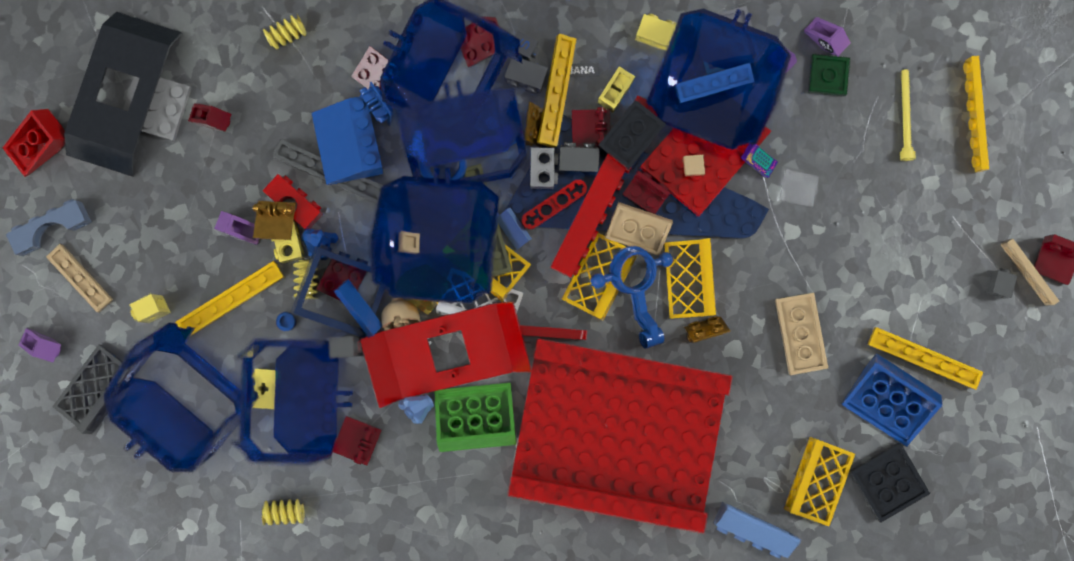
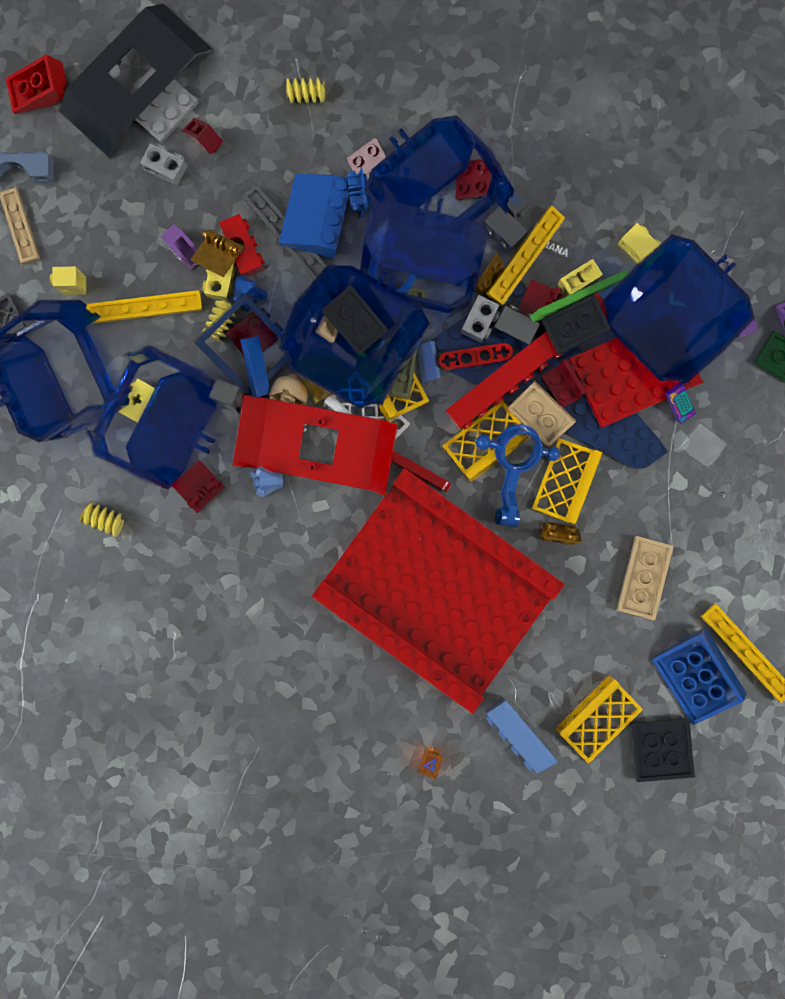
camera: 20 degrees right, 0 degrees up
(186, 163) = (161, 167): none -> light grey brick
(286, 321) = (185, 350): blue tile -> none
(429, 224) = (354, 320): none -> black plate
(474, 417) = (314, 515): bright green slope -> none
(623, 106) = (578, 296): none -> bright green tile
(694, 165) = (618, 379): tan tile -> none
(714, 82) = (672, 313): blue plate -> none

